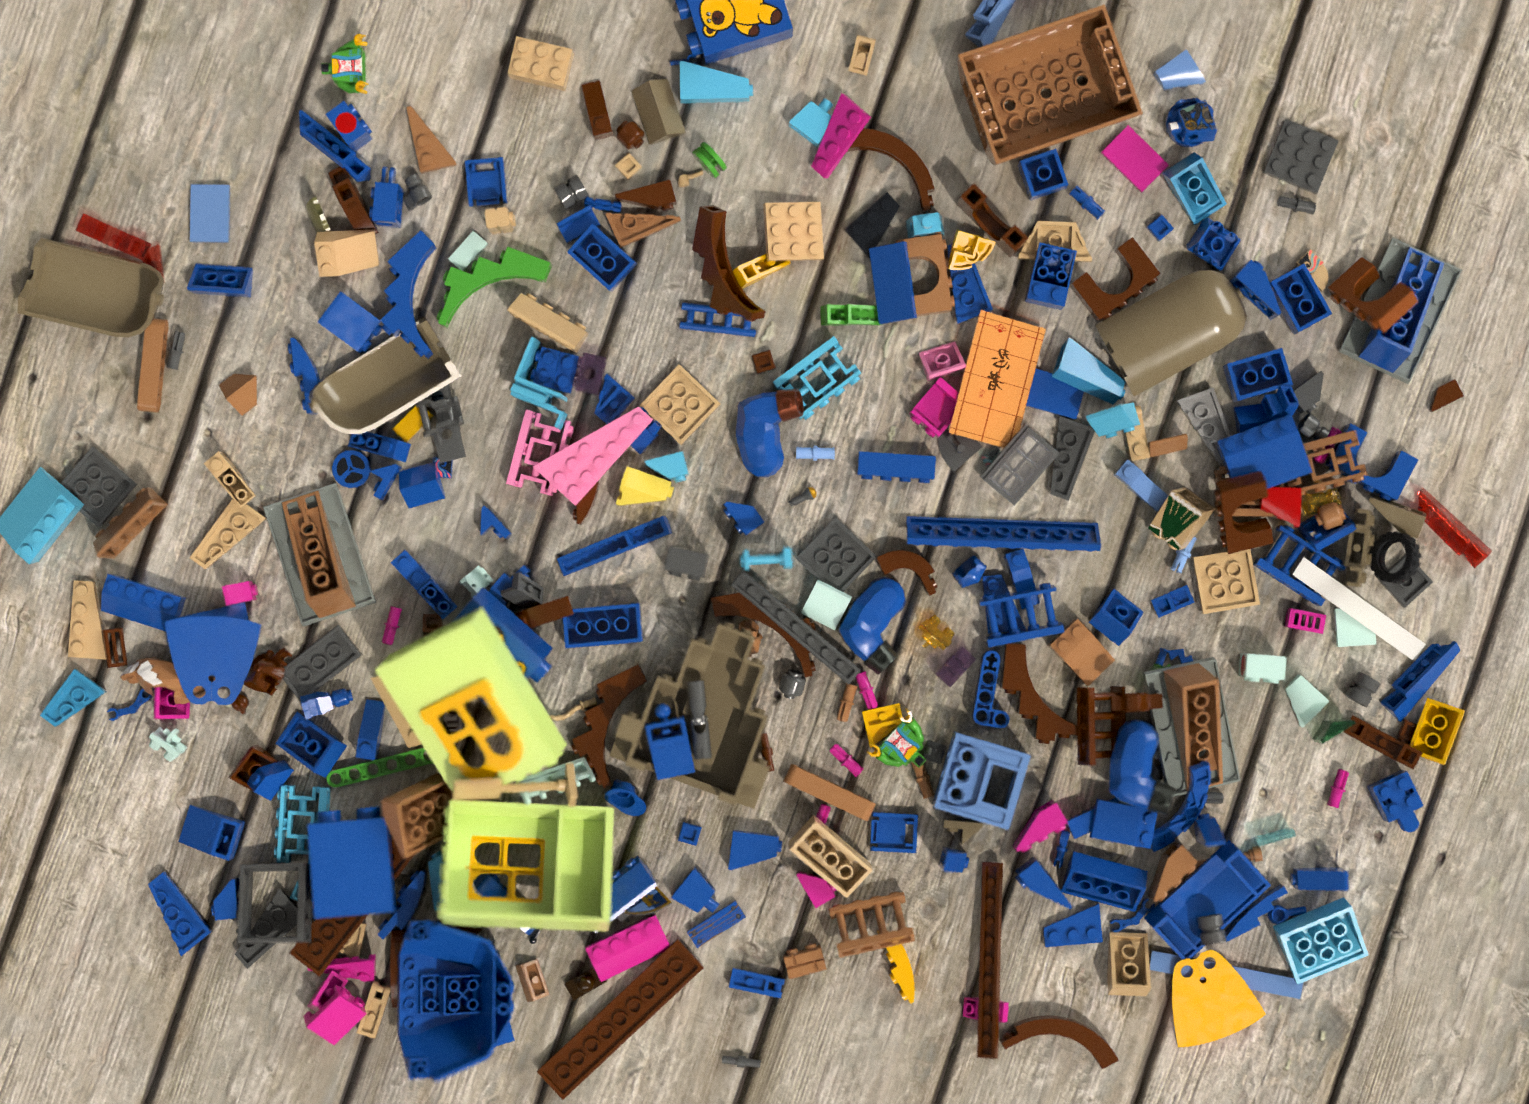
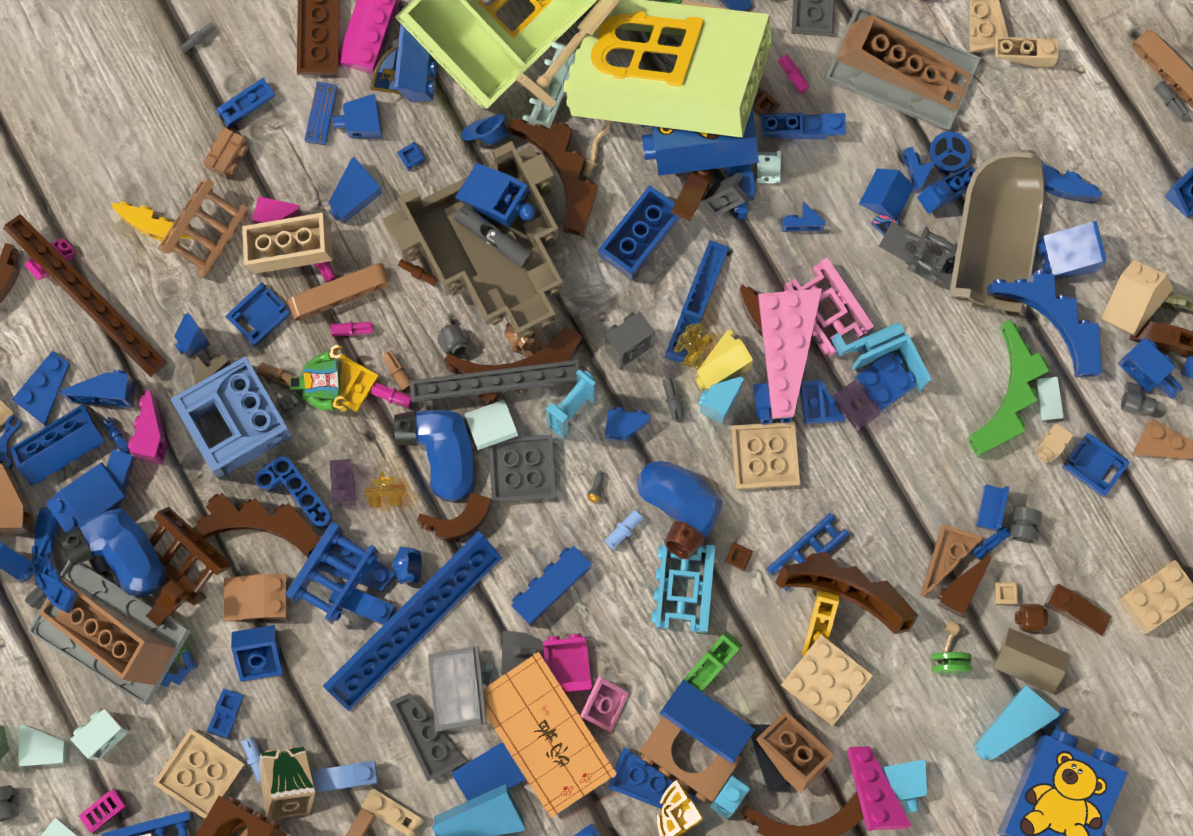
camera: 130 degrees right, 10 degrees down
(240, 391) = (1091, 118): medium nougat slope -> none
(410, 424) = (945, 228): yellow tile -> none
(547, 322) = (931, 408): tan slope -> none
(602, 257) = (946, 499): blue brick -> none
(648, 517) = (693, 344): none -> clear yellow animal
(696, 500) = (673, 398): none -> dark grey axle
(860, 210) = (795, 751): none -> medium nougat slope
(1114, 419) = (420, 802): medium azure slope -> none

